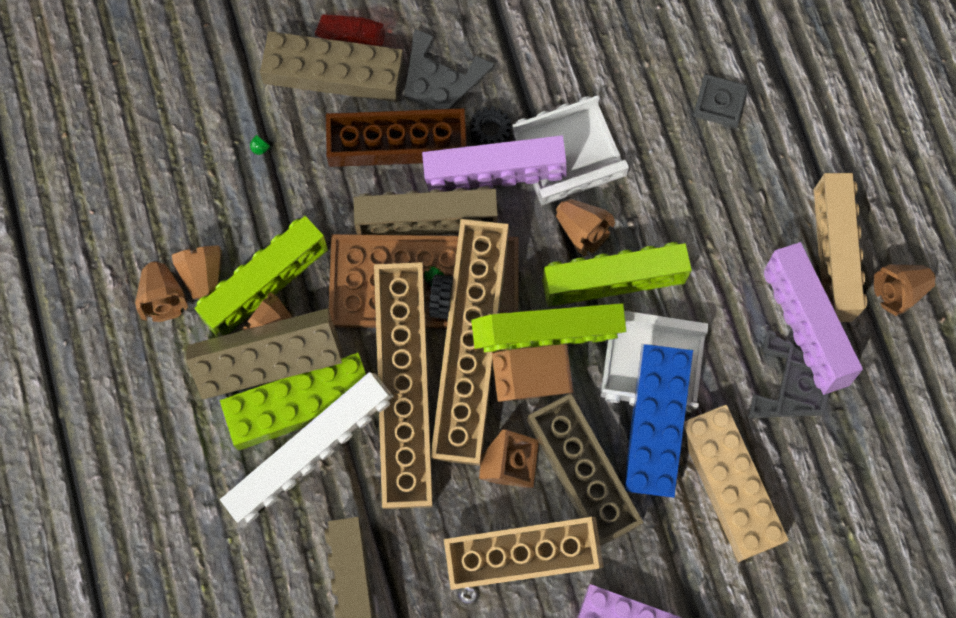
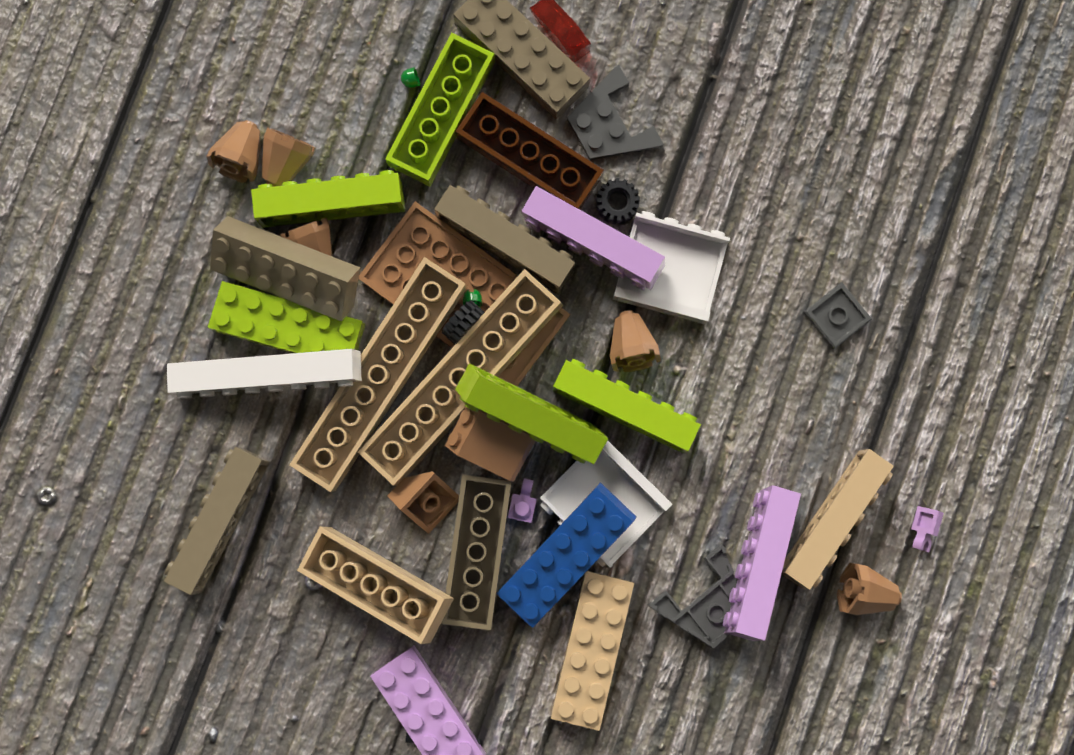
camera: 35 degrees right, 10 degrees up
(301, 151) = (440, 109): none -> lime brick
(591, 409) = (522, 505): none -> lavender plate
(906, 205) = (926, 523): none -> lavender plate

